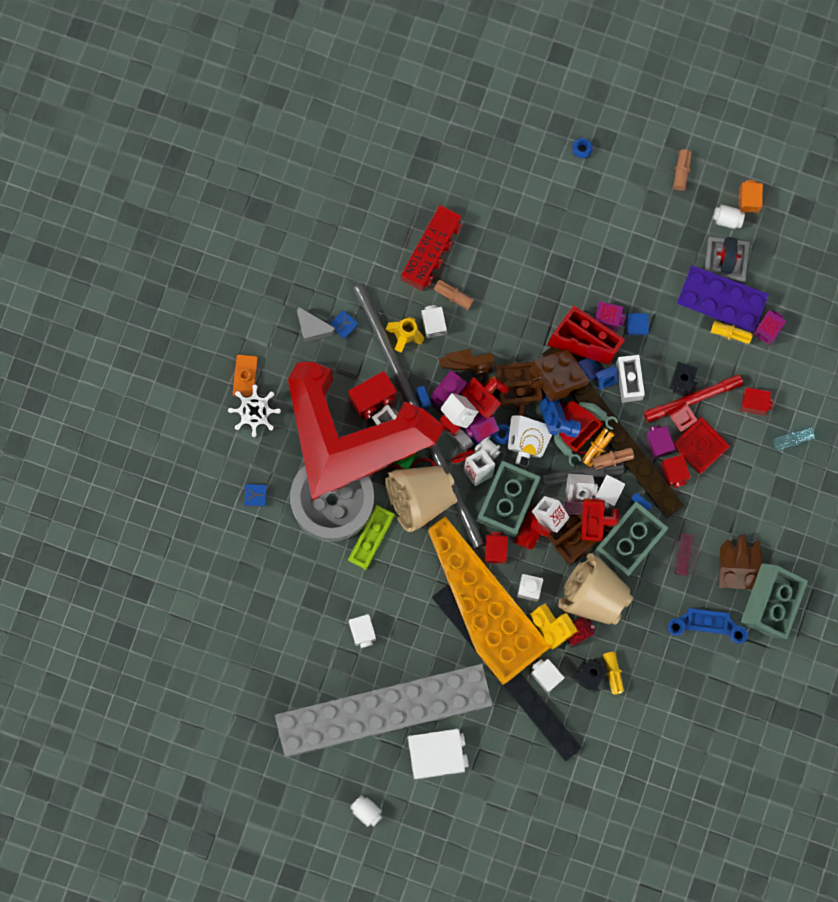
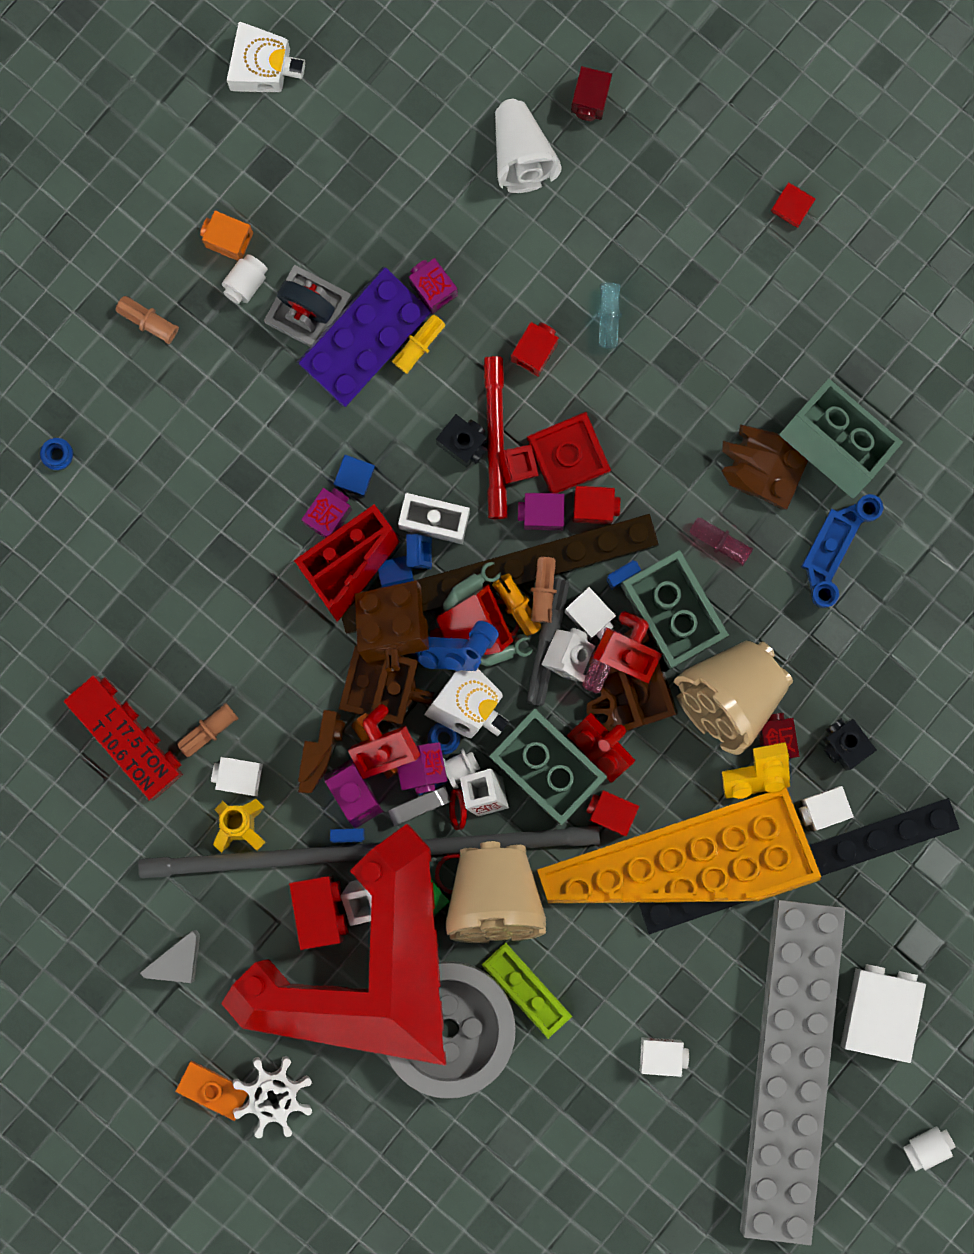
camera: 65 degrees left, 5 degrees up
(255, 495) = (399, 1141): blue tile -> none
(344, 324) = (190, 912): blue tile -> none
(449, 426) = (407, 815): red tile -> none
(459, 410) = (392, 792): white brick -> none
(530, 587) = (689, 785): white brick -> none
(550, 513) = (595, 714): white brick -> none
(613, 673) = (856, 710): yellow axle -> none

